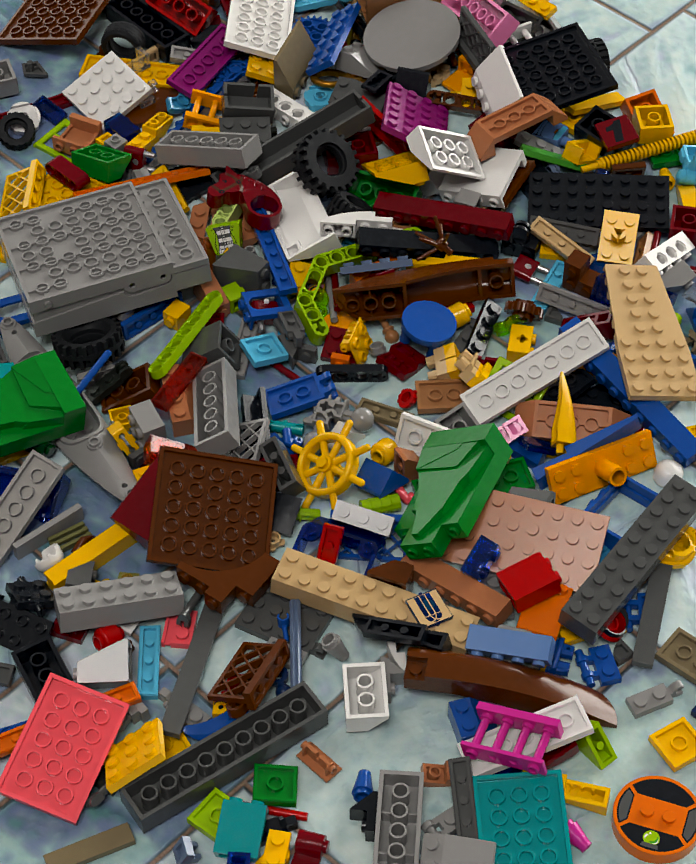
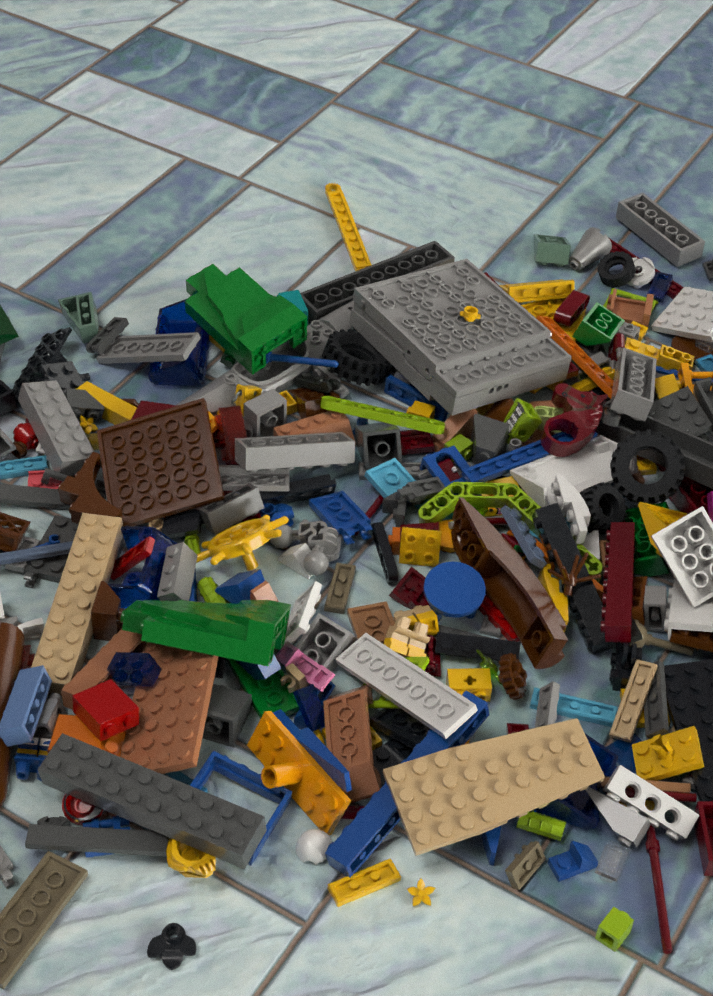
camera: 75 degrees right, 5 degrees down
(39, 536) = (139, 380): light grey tile -> none
(50, 557) = (109, 385): white hair -> none
(68, 536) = (138, 392): olive tile -> none
(99, 226) = (470, 313): none -> yellow plate
(122, 126) = (657, 334): clear blue brick -> none
(178, 381) = (320, 419): clear red tile -> none
(278, 426) = (300, 511): teal pin -> none
(333, 645) = (28, 582): light grey cone -> none
(377, 348) = (424, 566): light grey plate -> none
(383, 451) = (284, 589): yellow head -> none
(402, 632) = (32, 626): black wedge -> none
(407, 398) = (361, 599): red animal -> none
(429, 608) = (65, 637): piece -> none
(461, 312) = (489, 622): yellow head -> none
(526, 268) = (591, 679): dark red piece -> none
(553, 316) = (528, 714): dark grey tile -> none
(563, 428) = (338, 719): yellow piece -> none
(577, 275) = (594, 716): reddish brown brick -> none
(603, 664) = (34, 809): blue plate -> none

